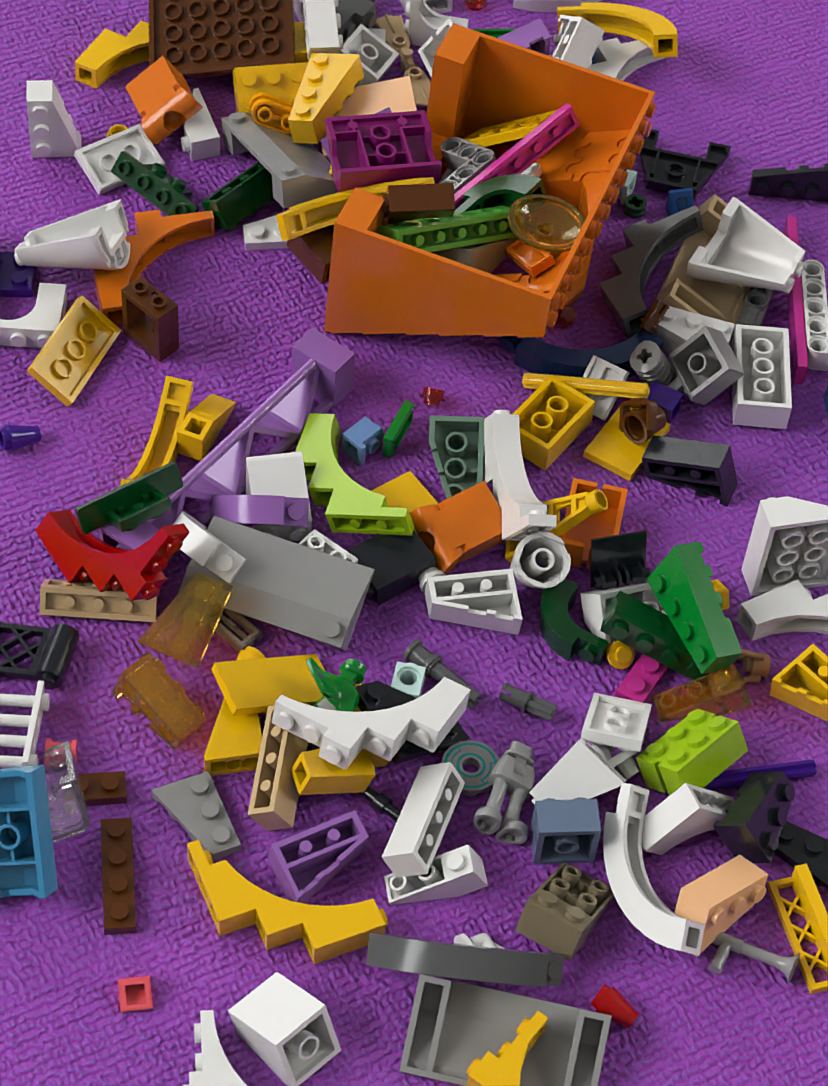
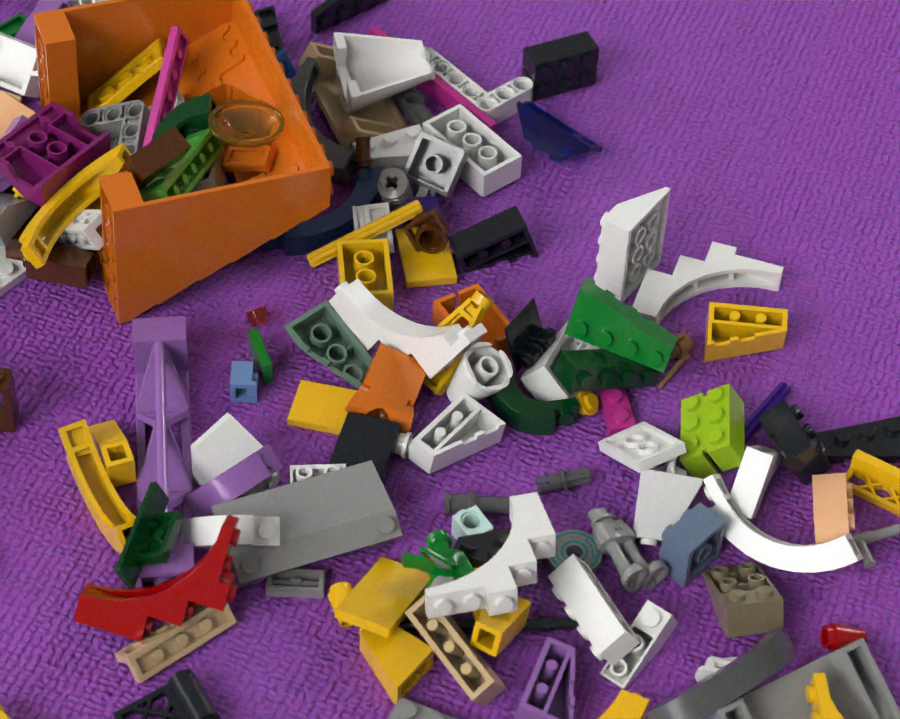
camera: 40 degrees left, 5 degrees down
(160, 700) = (313, 672): clear yellow wedge -> none
(189, 620) = (275, 596): clear yellow wedge -> none
(347, 503) = (302, 428): lime arch -> none
(715, 693) = (674, 385): clear yellow slope -> none

